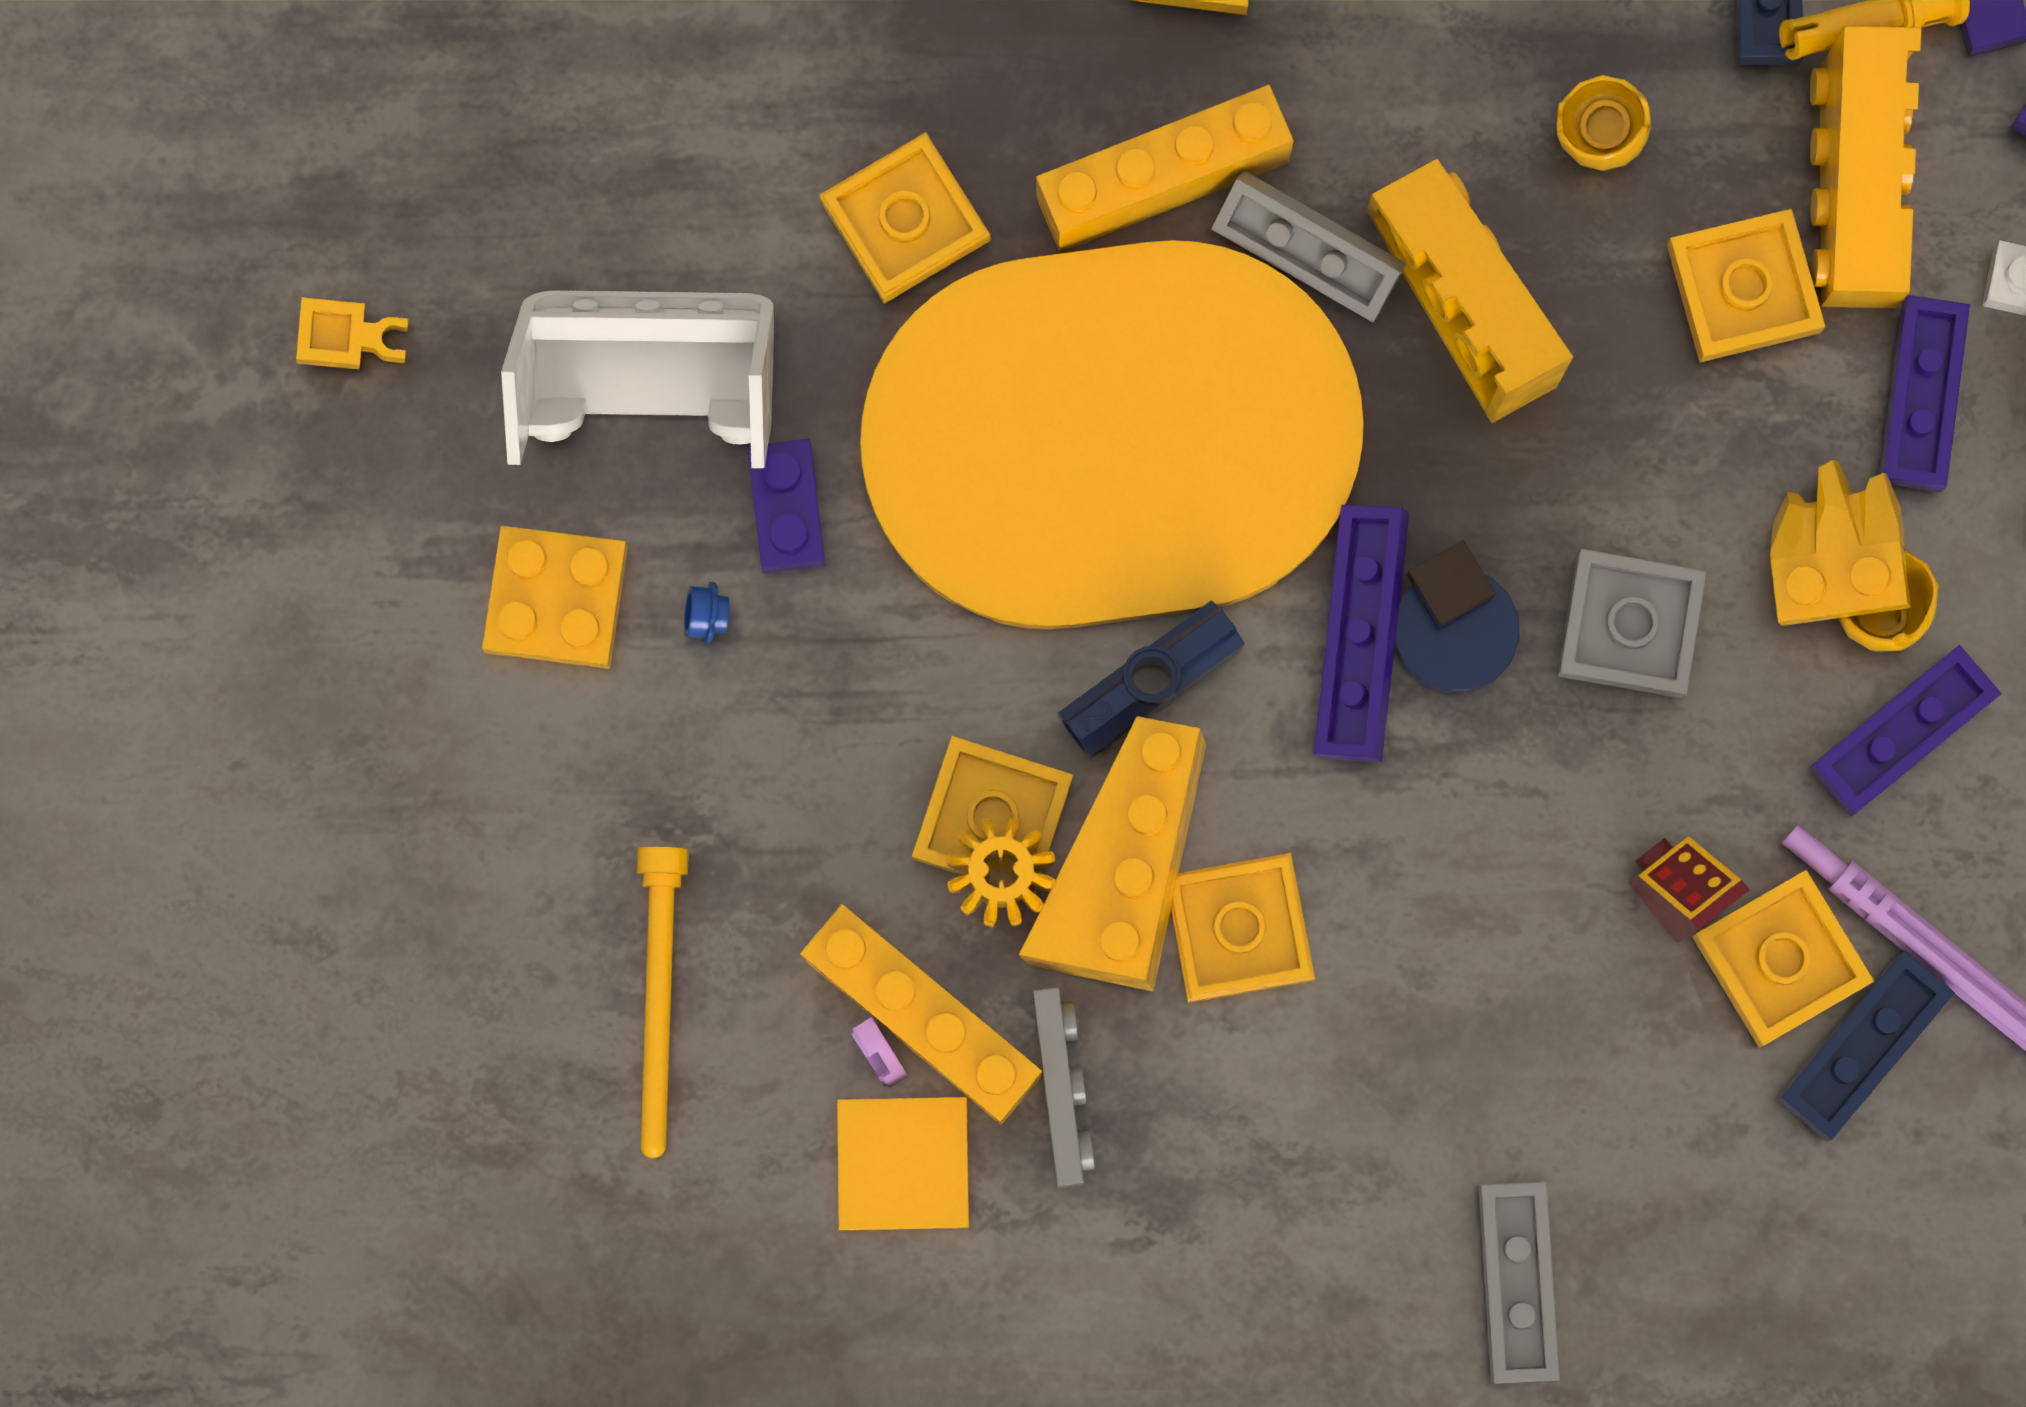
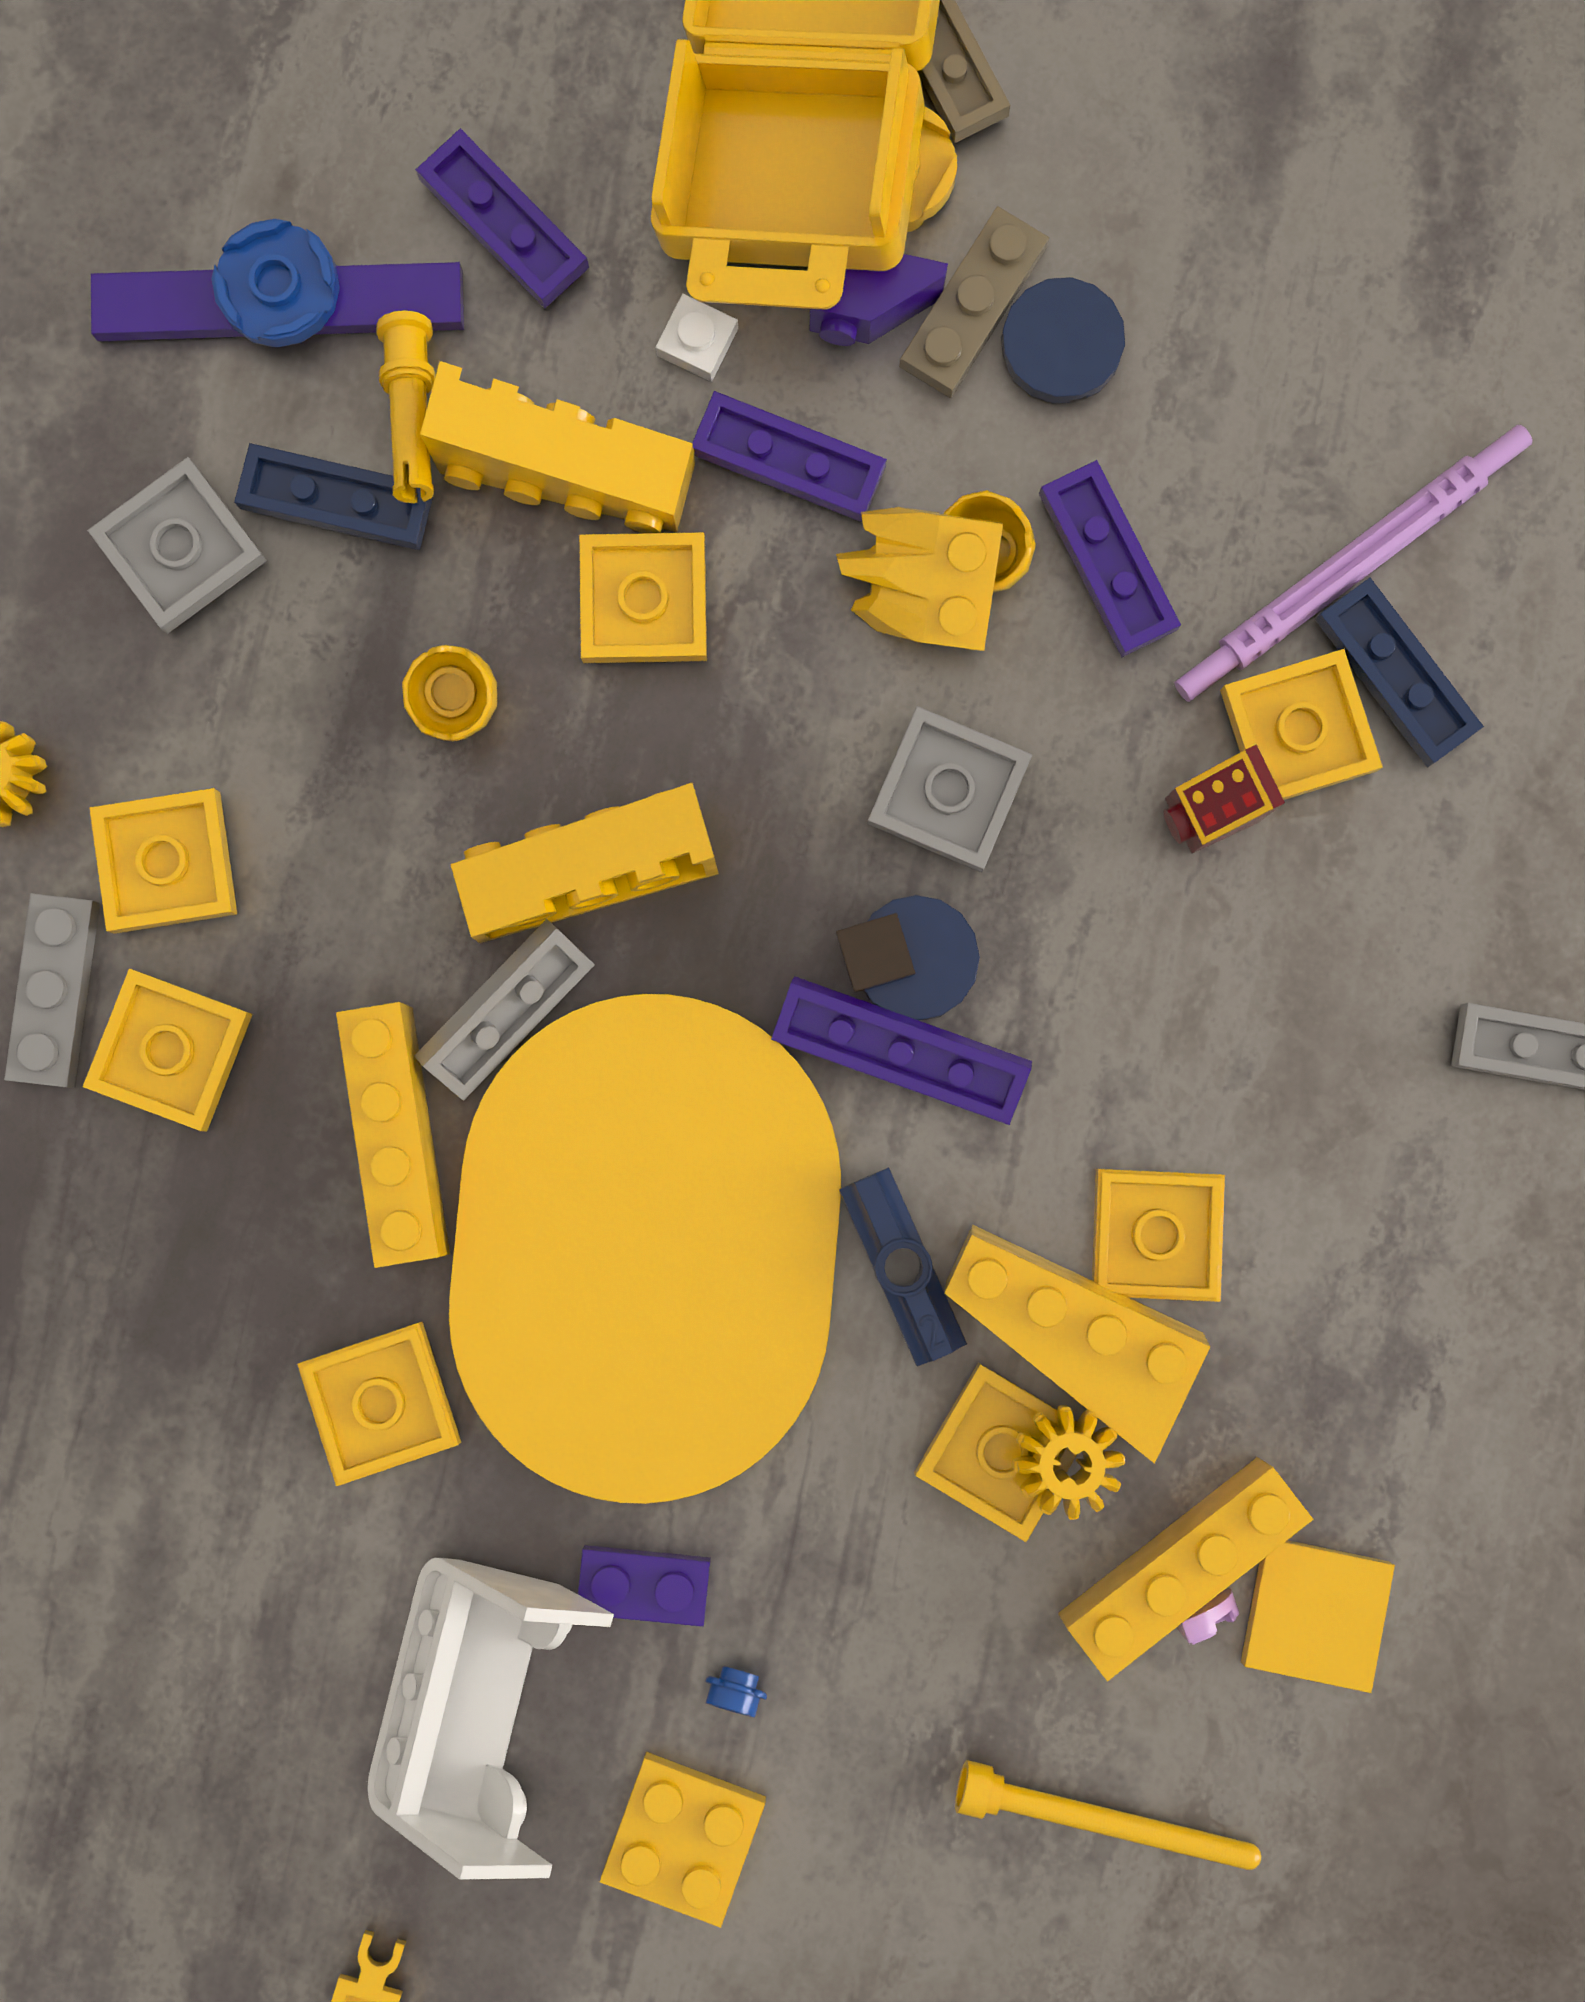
camera: 80 degrees left, 5 degrees up
(1063, 1087) = (1282, 1445): light grey plate -> none

